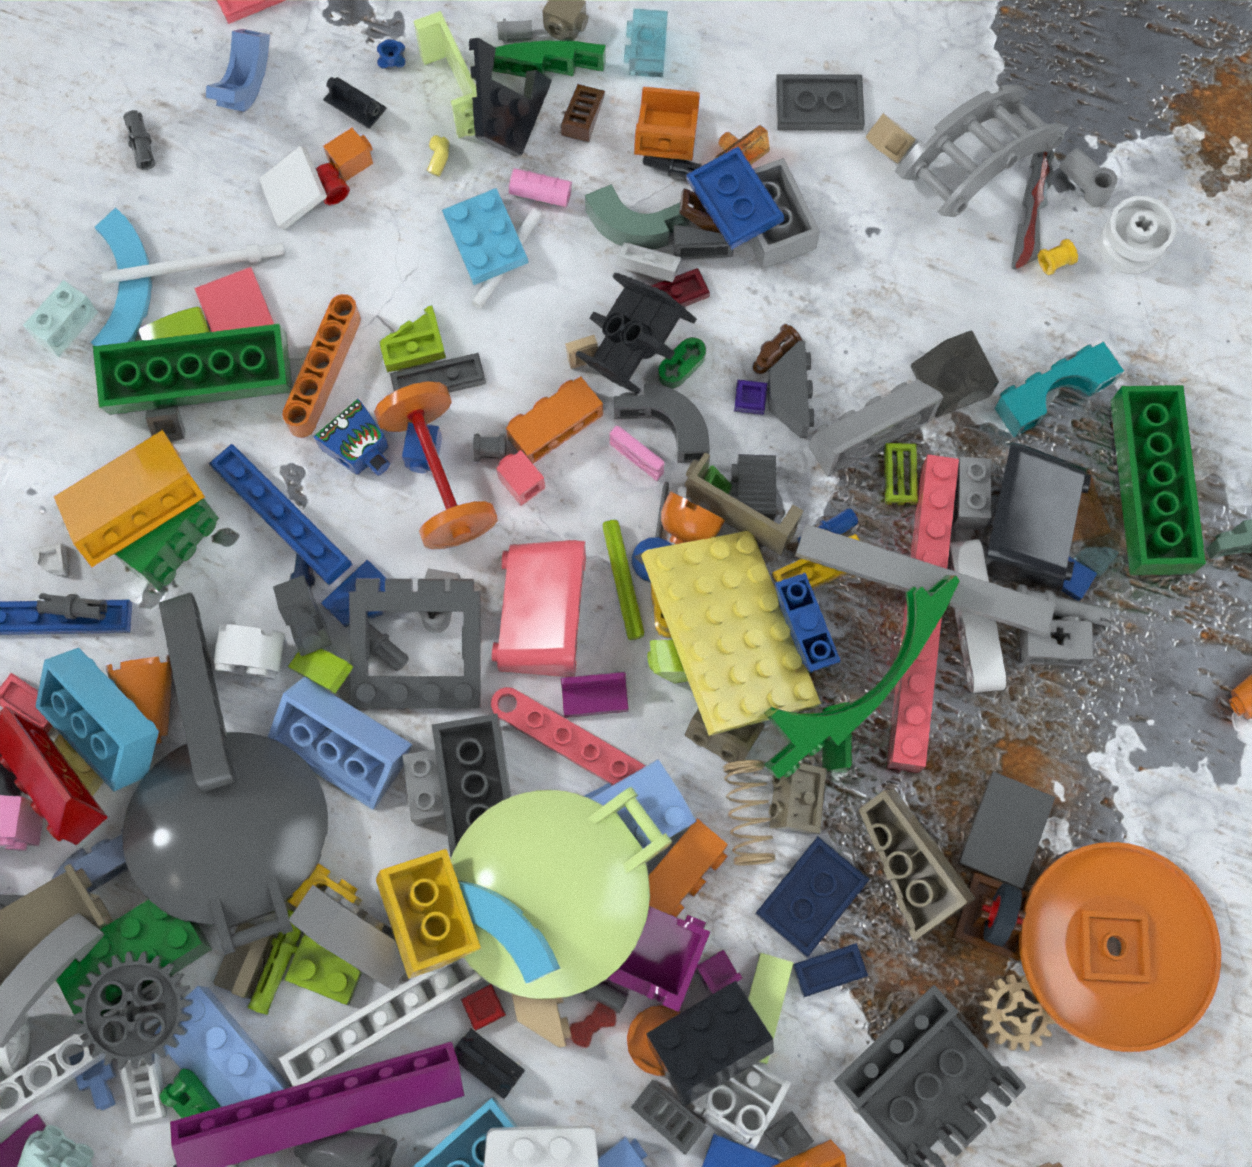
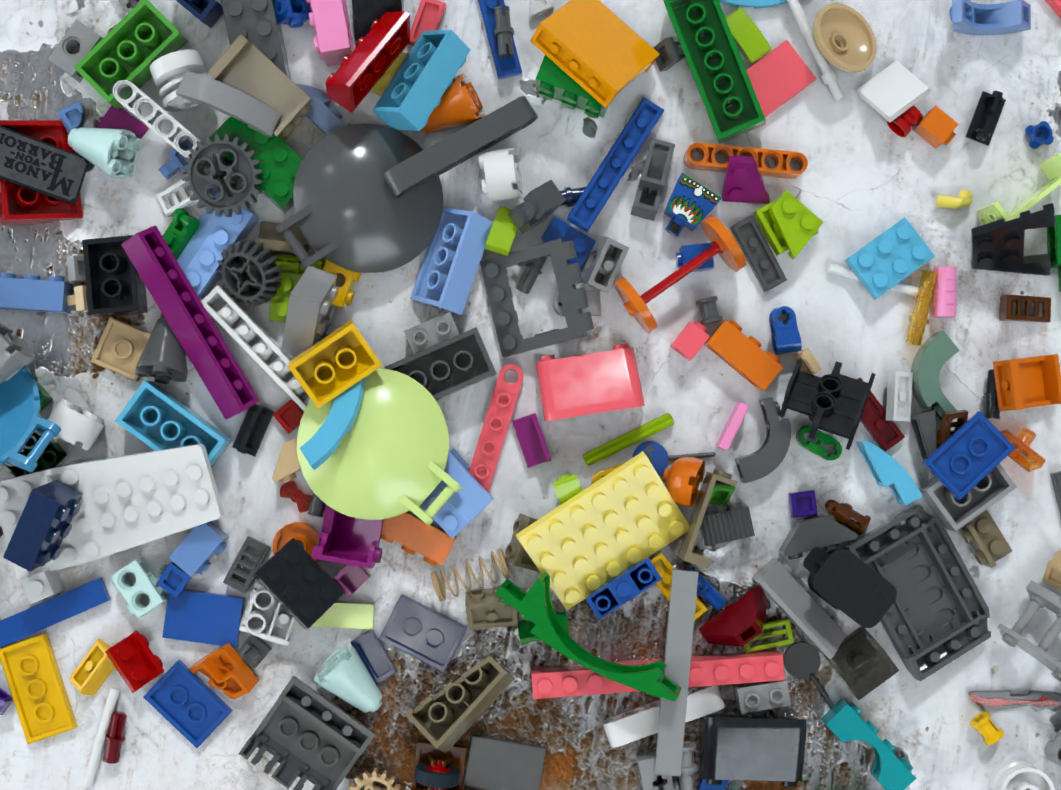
camera: 80 degrees right, 15 degrees up
(213, 223) = (844, 37): none -> tan dish
(291, 1030) = (257, 270): none -> dark grey gear
(312, 475) = (652, 179): none -> dark grey slope
(346, 370) = (744, 182): none -> magenta wing
(396, 552) = (604, 263): none -> light grey brick
(411, 327) = (794, 222): none -> lime wing
(540, 368) = (784, 334): none -> blue piece
(562, 220) = (921, 308): none -> clear yellow pin
(735, 292) = (889, 473): none -> medium azure slope
(839, 210) = (985, 539): none -> dark tan bracket
(853, 1007) = (350, 680): none -> light aqua cone
(855, 354) = (849, 585): none -> black piece
(877, 500) = (738, 621): none -> dark red slope
(882, 291) = (937, 601): none -> dark grey slope
(944, 439) = (802, 662): none -> dark grey piece

